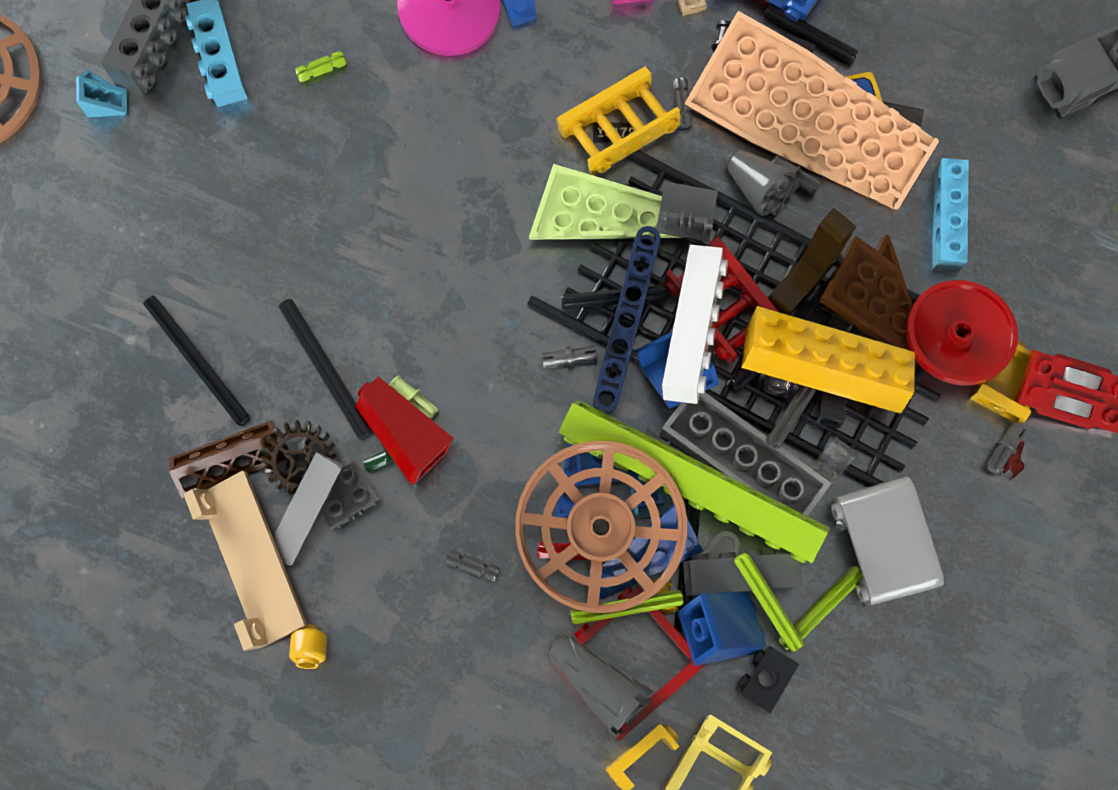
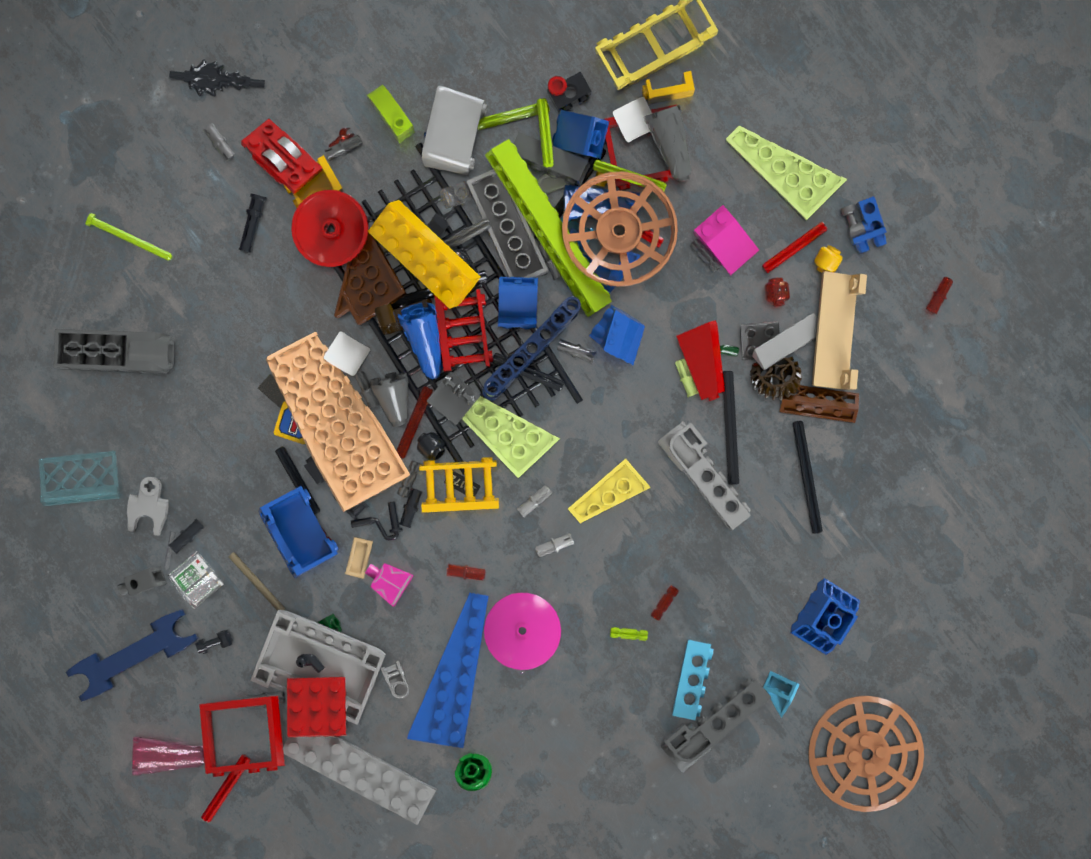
camera: 150 degrees left, 10 degrees up
(85, 205) = (826, 617): none -> blue slope
(135, 682) = (939, 295): none -> clear red axle
(273, 721) = (868, 228): none -> blue hips
(296, 122) = (664, 603): none -> clear red axle
(324, 284) = (692, 462): none -> light grey brick
(353, 567) = (777, 291): none -> clear red head
(361, 640) = (794, 247): none -> red axle
(410, 732) = (792, 176): none -> yellowish green wing
(432, 215) = (610, 491): none -> light yellow wing
(456, 599) = (726, 240): none -> dark pink slope
(466, 117) = (554, 545): none -> light grey axle
(519, 154) = (534, 501): none -> light grey axle
(526, 396) = (618, 334): none -> blue slope
(552, 34) = (466, 572): none -> clear red axle
(661, 71) = (410, 508): none -> black pin
(670, 687) = (631, 119): none -> white sticker
(673, 50) = (393, 518): none -> black piece
(679, 150) = (430, 446): none -> black head
(693, 324) = (495, 318): white brick -> none
(716, 166) = (414, 422): none -> clear red axle
(773, 261) = (423, 334): none -> blue cone
(789, 675) = (557, 85): none -> red tile
(849, 197) = (346, 353): none -> white sticker
(950, 215) = (285, 308): medium azure brick -> none
(977, 518) = (391, 113): none -> lime brick
(1059, 307) = (254, 213): none -> black pin

